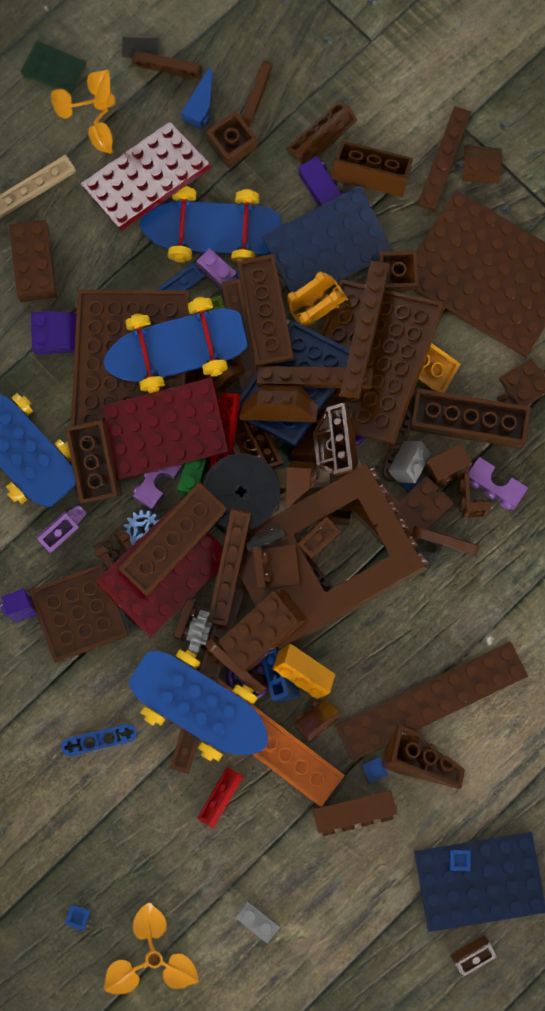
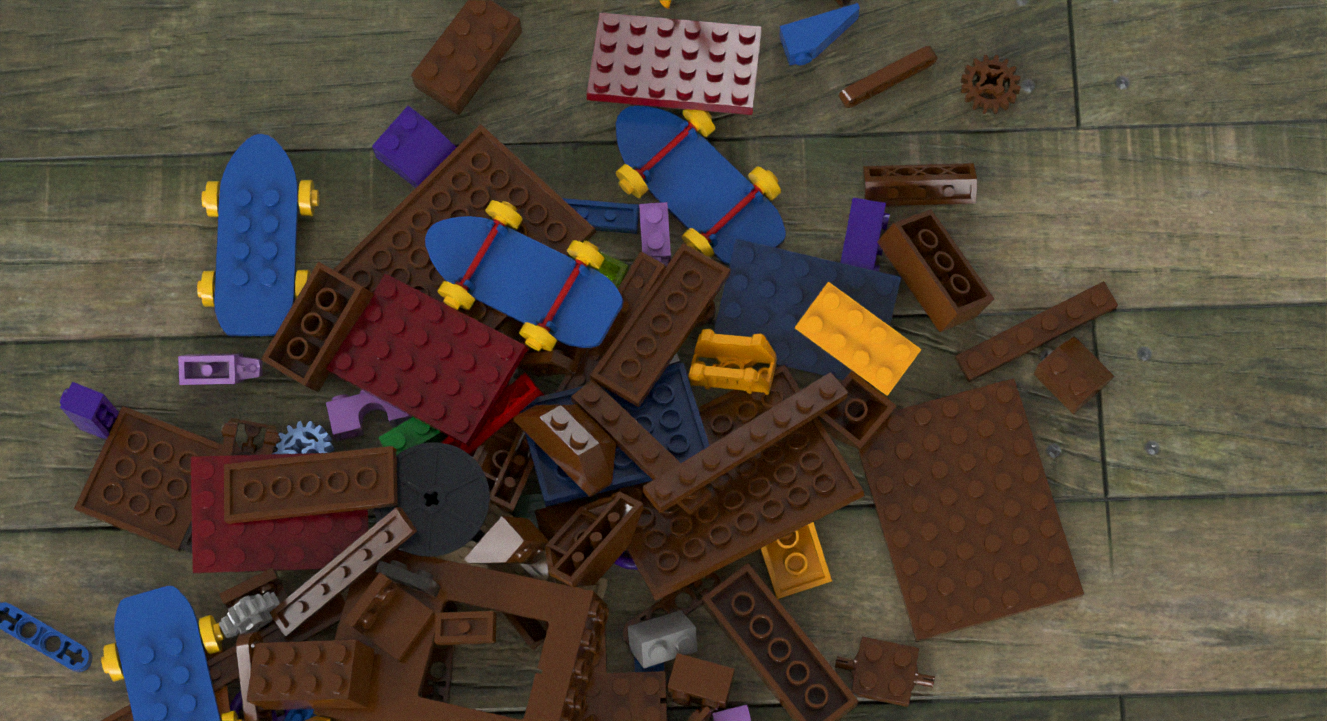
camera: 45 degrees right, 5 degrees down
(232, 139) = (809, 103): reddish brown brick -> none
(317, 59) = (988, 95): none -> reddish brown gear
(368, 233) = (857, 338): none -> light orange brick

